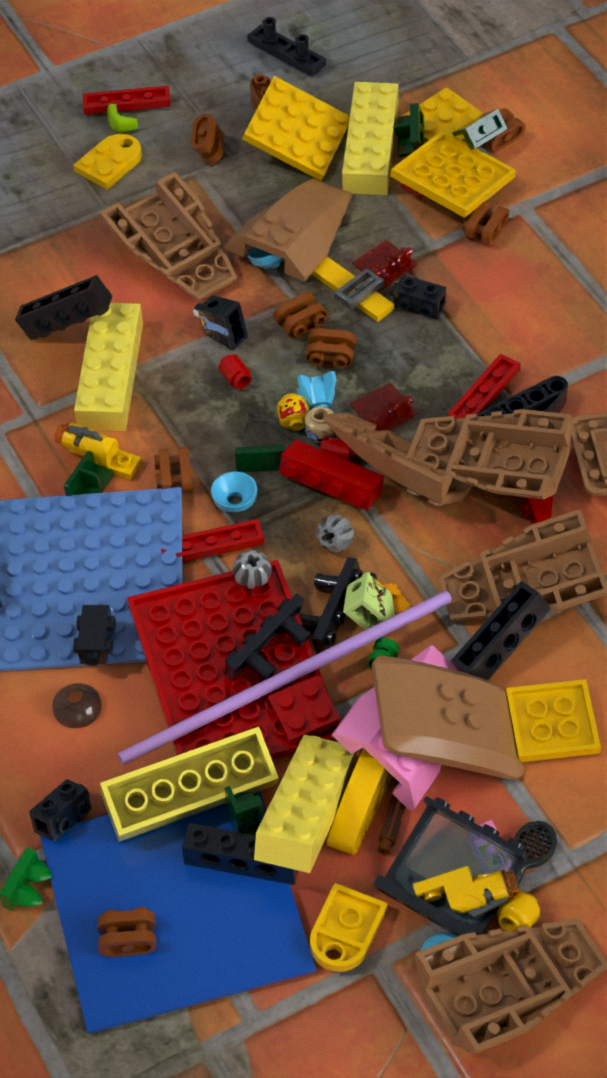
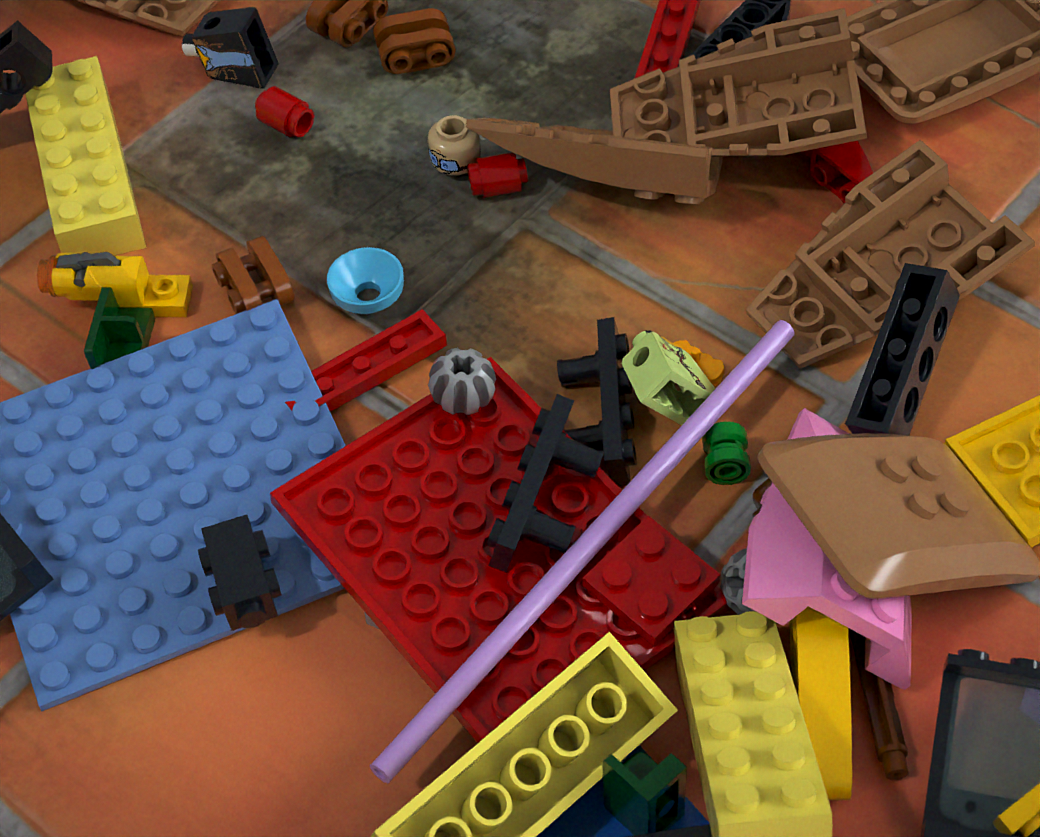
camera: 20 degrees left, 0 degrees up
(79, 713) = (254, 721): clear smoke piece -> none
(258, 458) = (382, 221): dark green panel -> none
(292, 411) = (401, 141): yellow head -> none
(317, 390) = (424, 101): medium azure brick -> none
(331, 475) = (506, 211): red brick -> none
(335, 533) = (552, 278): light grey piece -> none
(385, 407) = (535, 96): clear red hinge -> none

